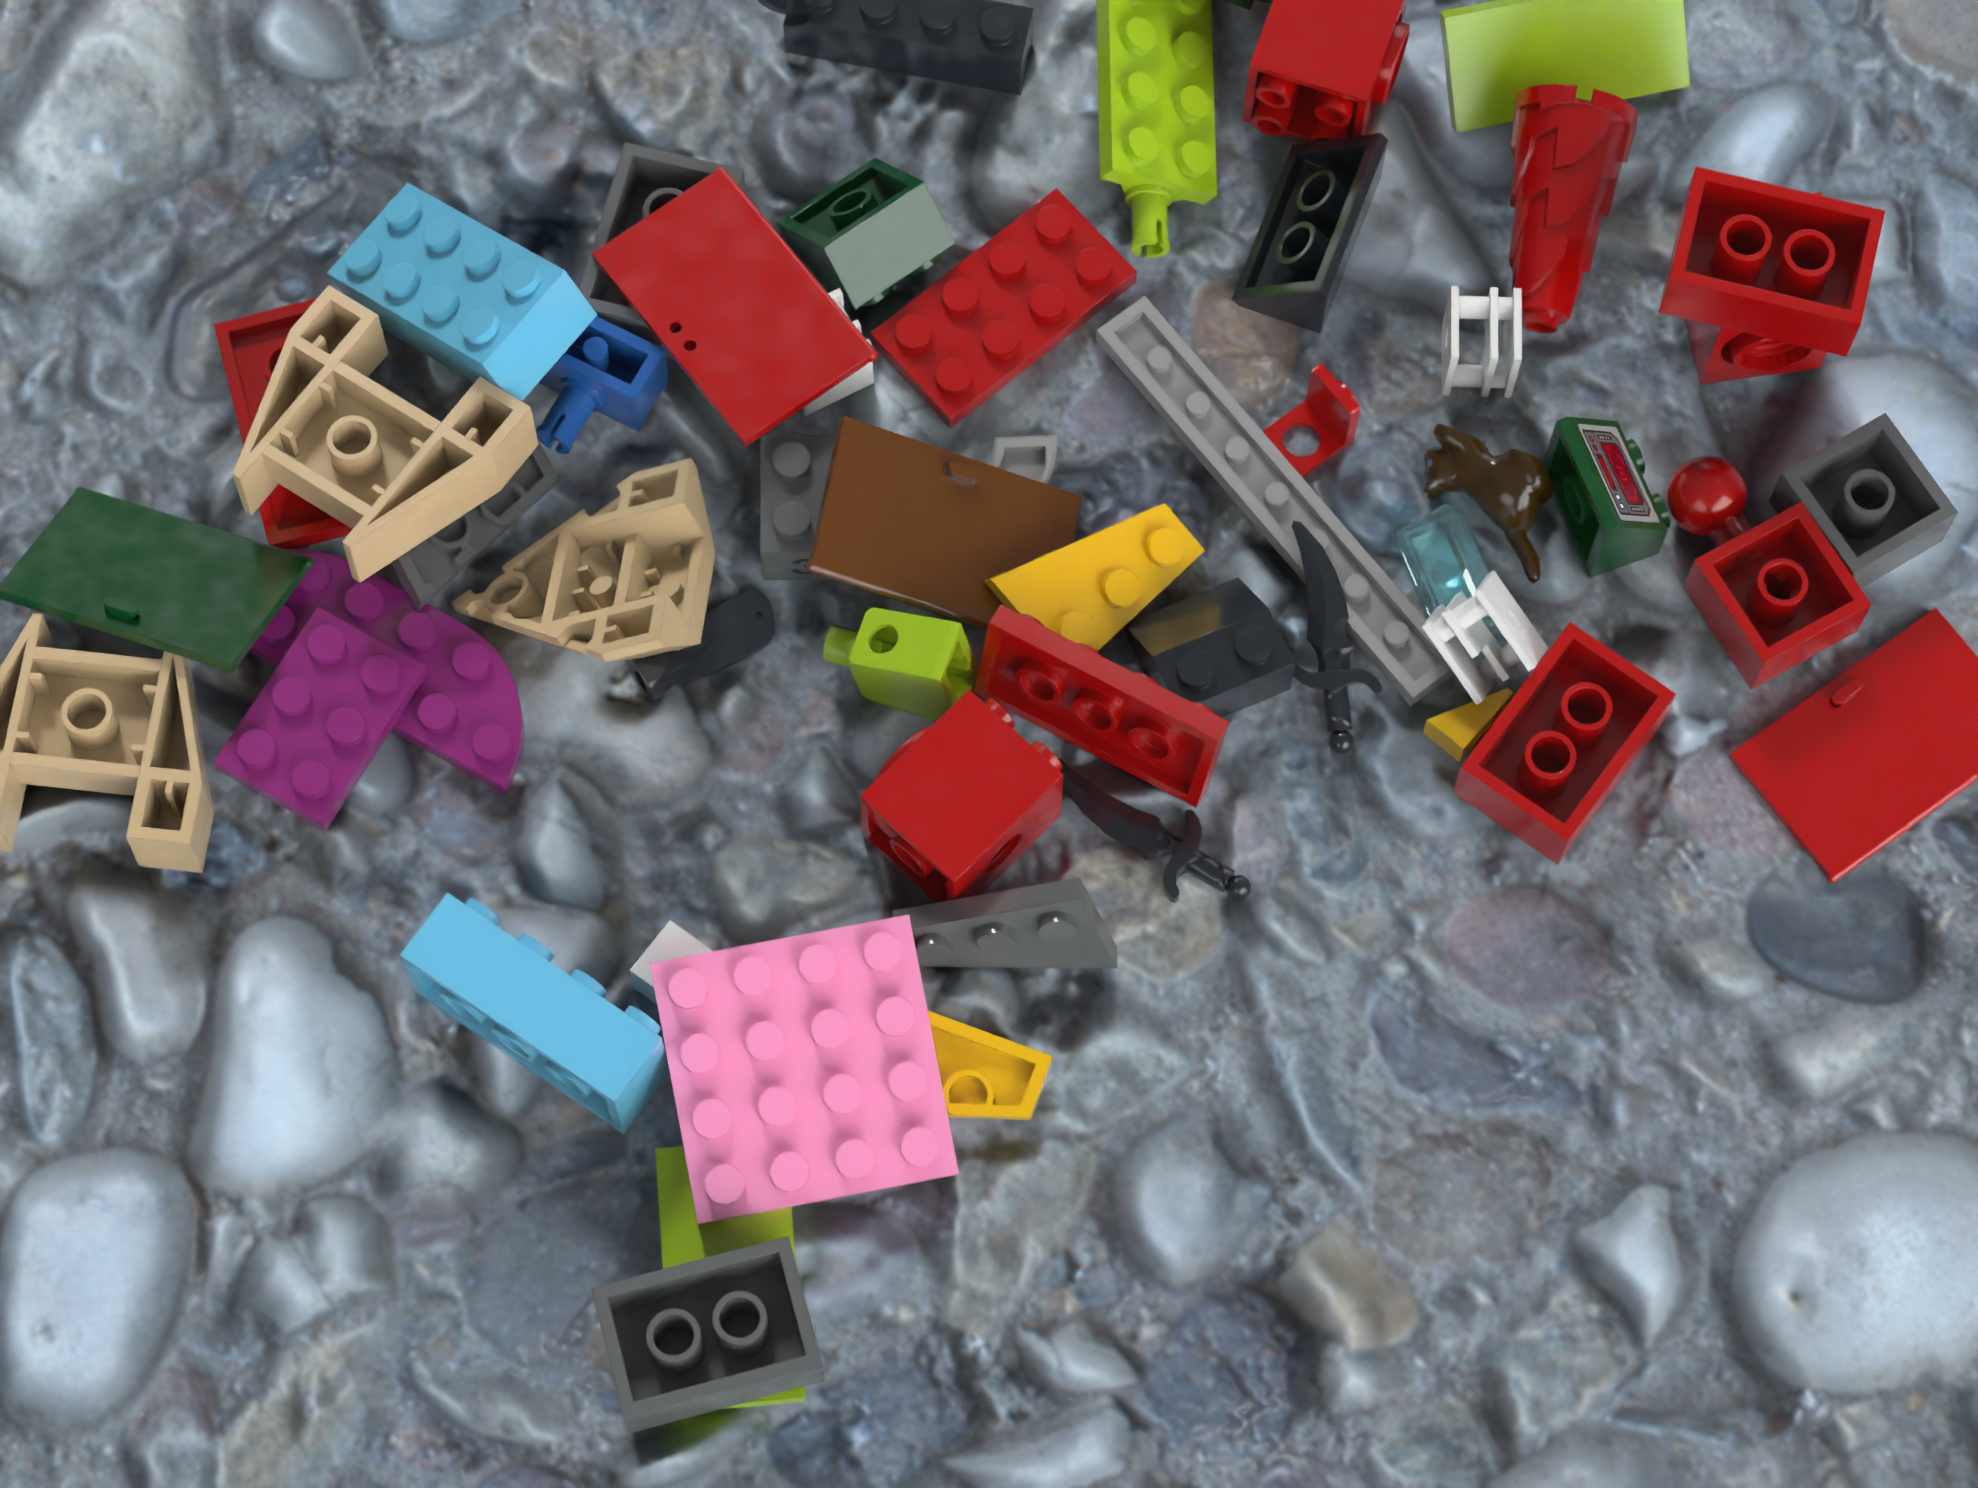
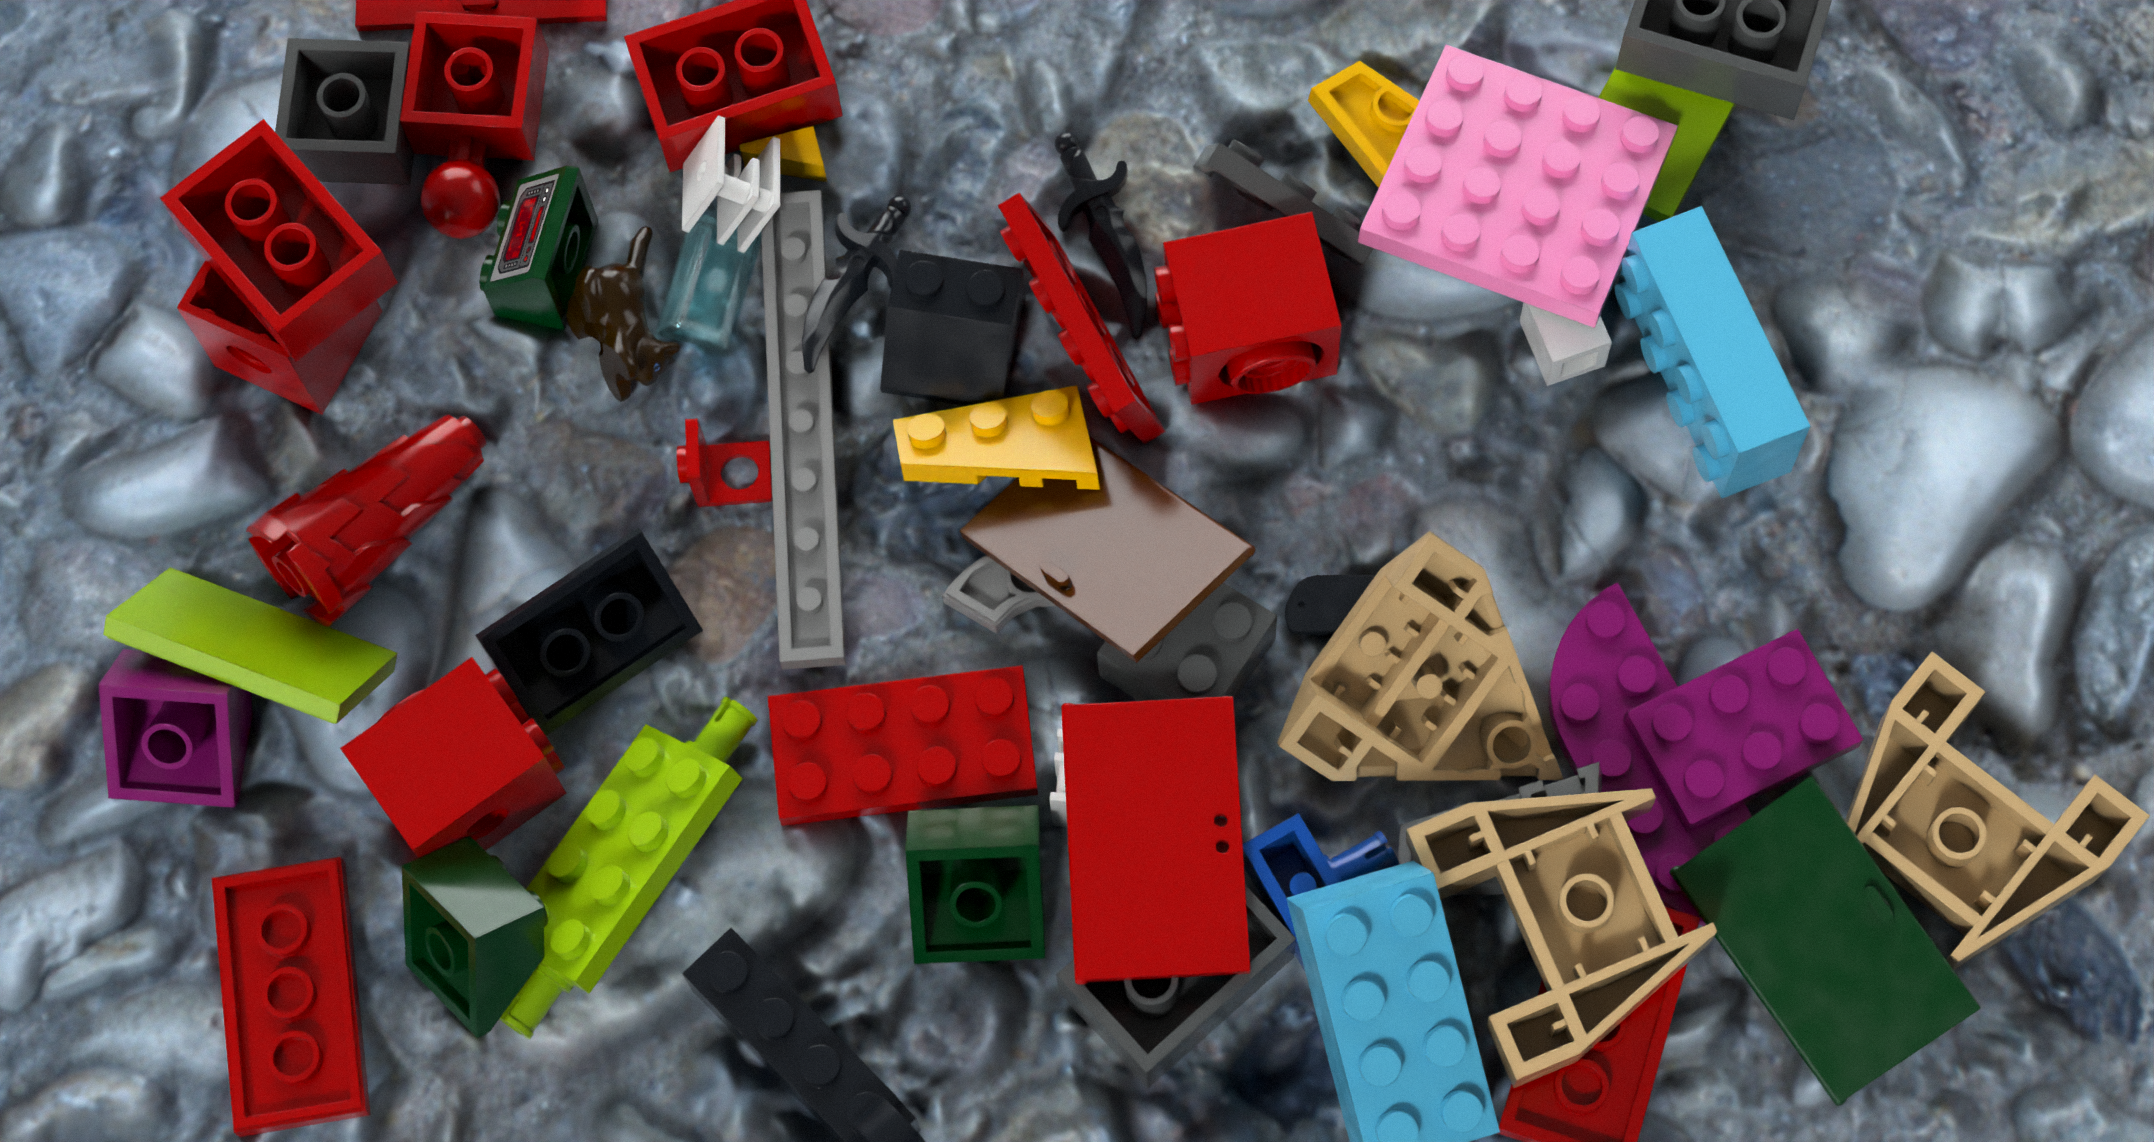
camera: 140 degrees left, 0 degrees up
(905, 660) = (1204, 438): lime torso -> none
(1488, 373) = (532, 413): white piece -> none

